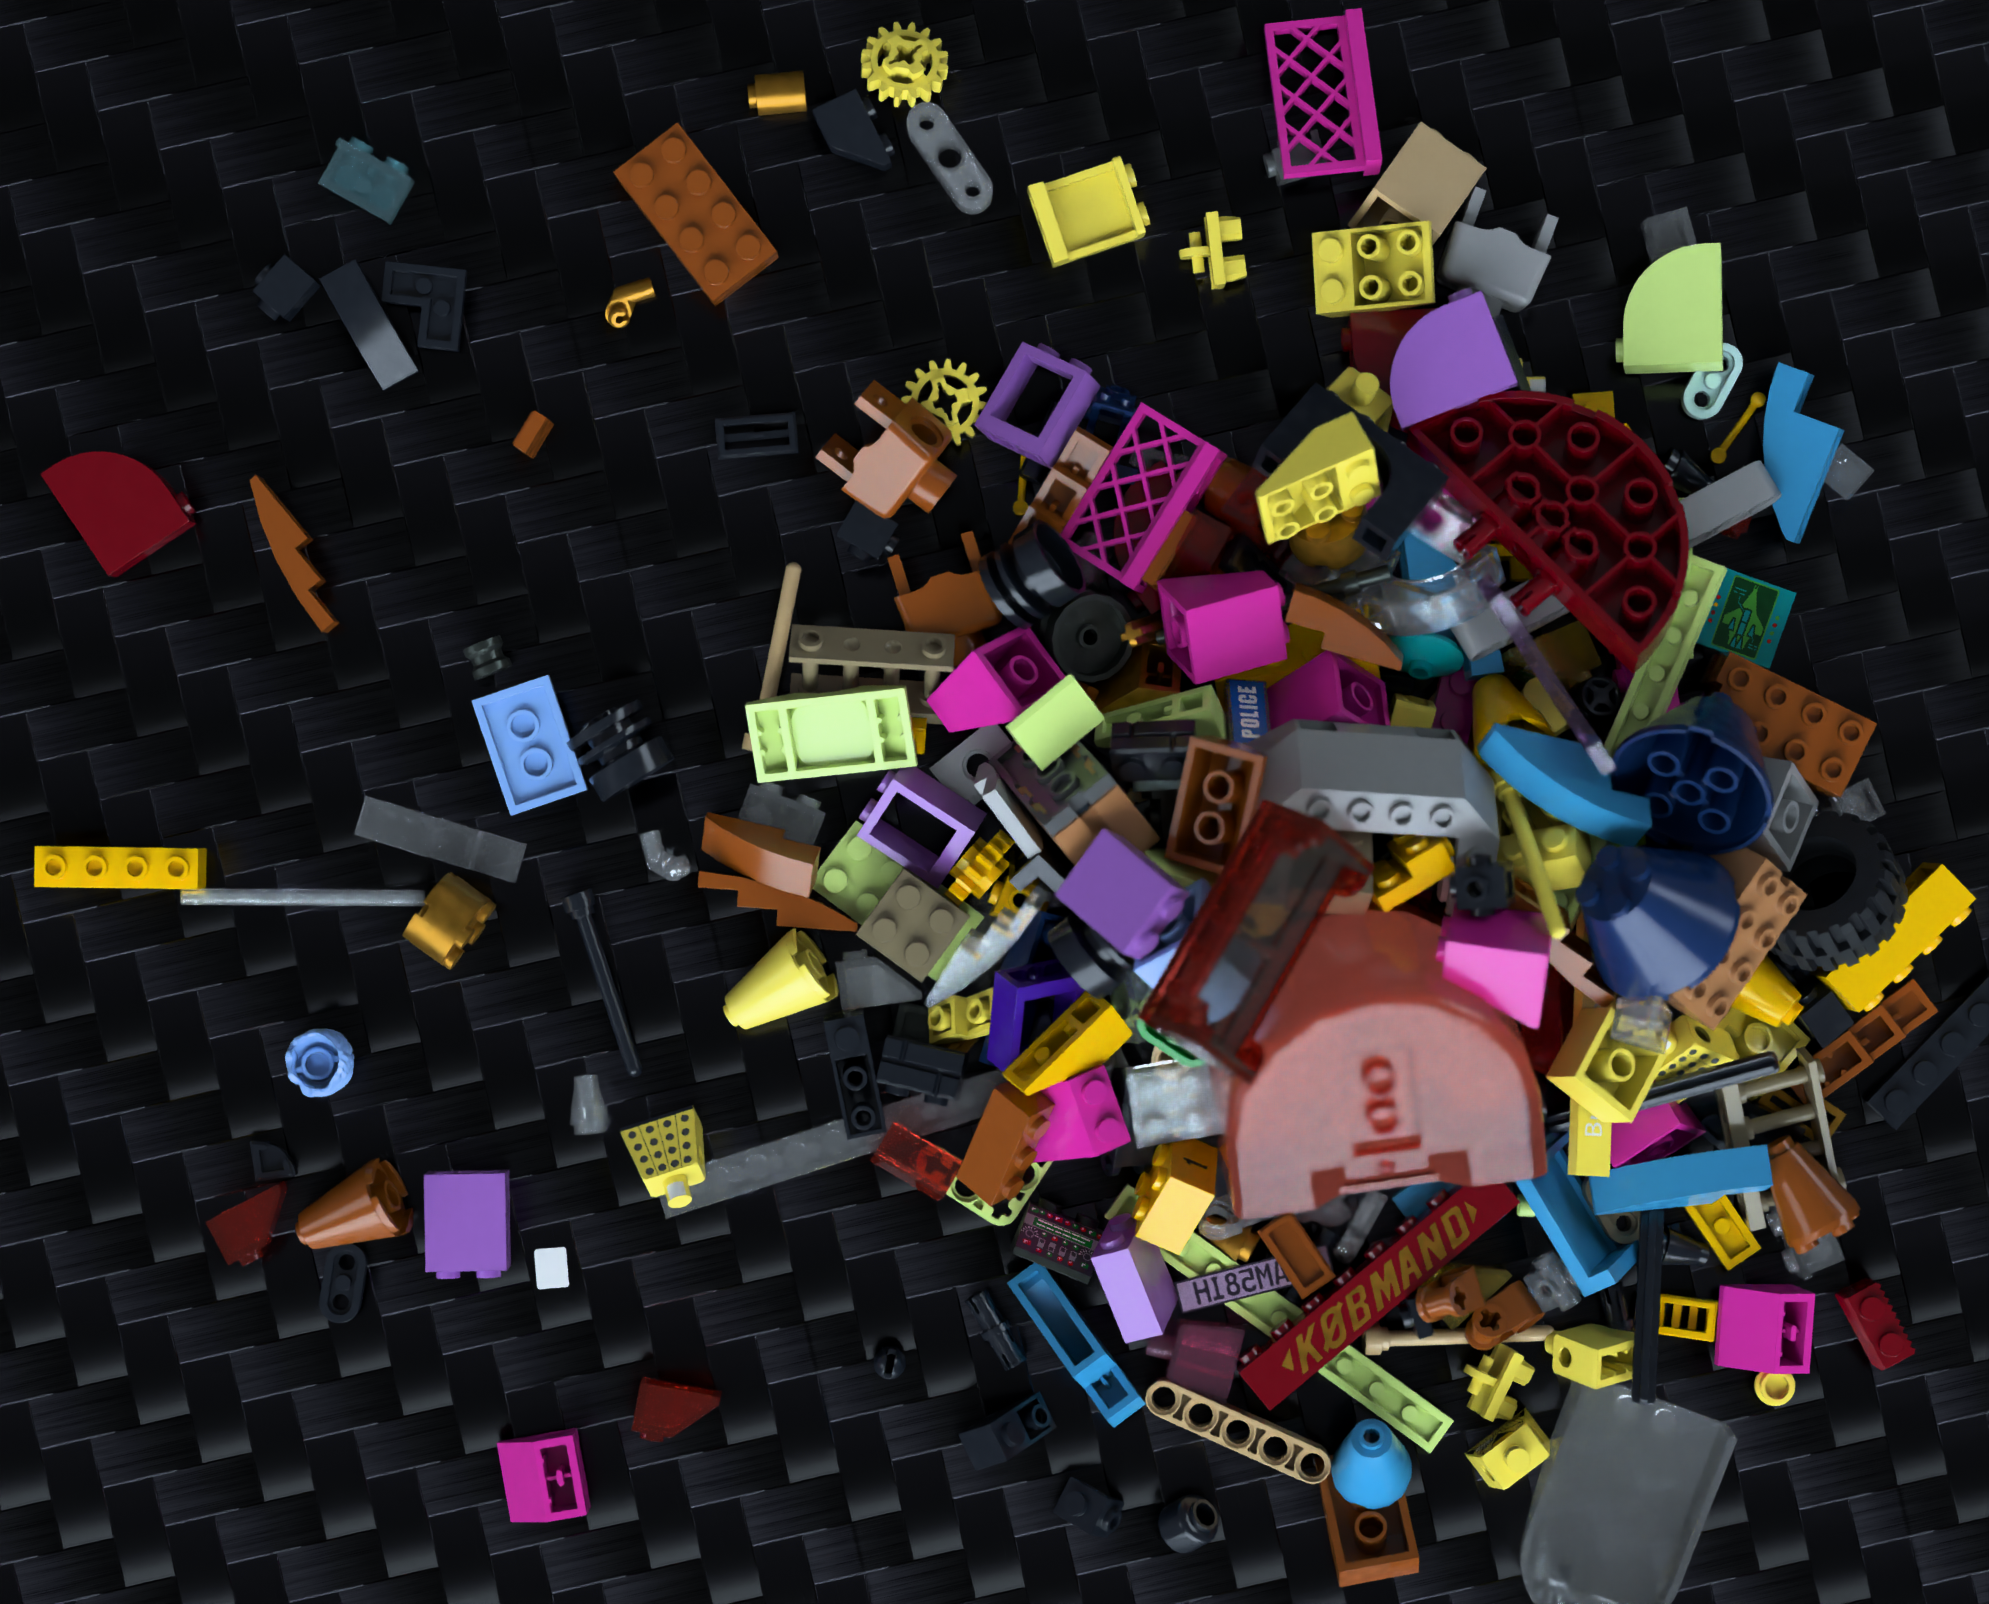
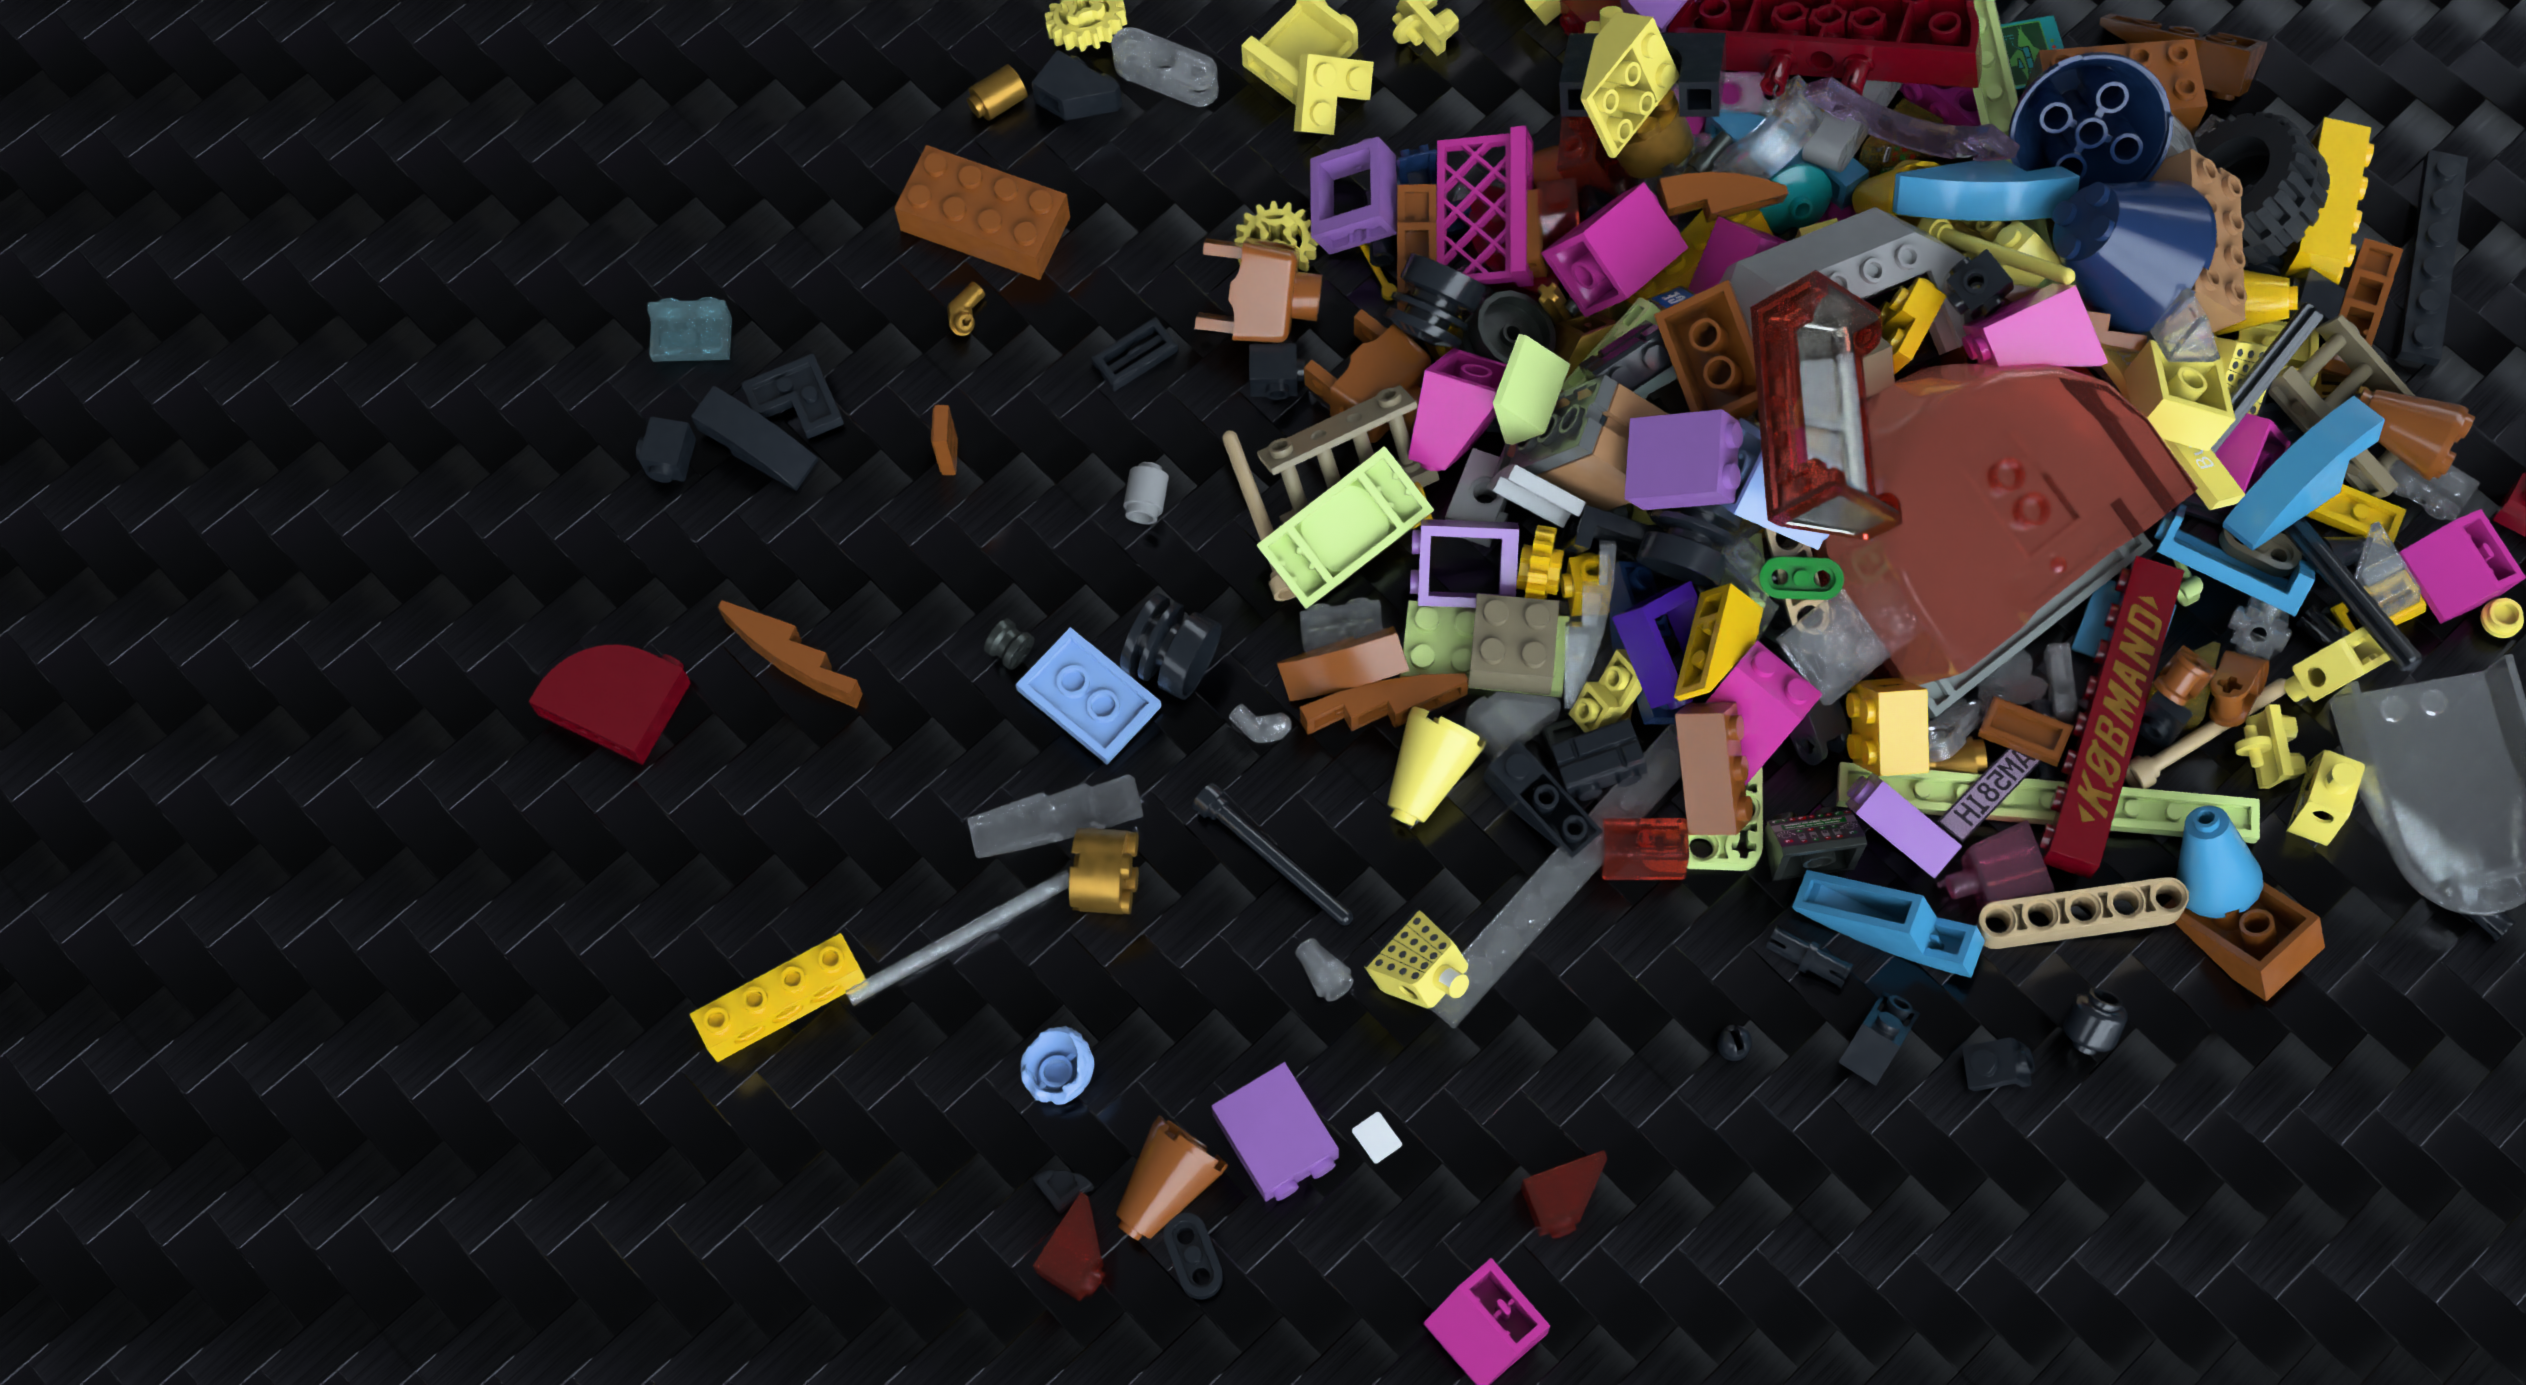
camera: 25 degrees left, 20 degrees down
(686, 583) = (1145, 493): none -> light grey brick
(1079, 269) = (1320, 84): none -> light yellow plate
(1689, 1300) = (2385, 573): none -> clear slope
(1910, 725) = (2224, 58): none -> reddish brown wedge

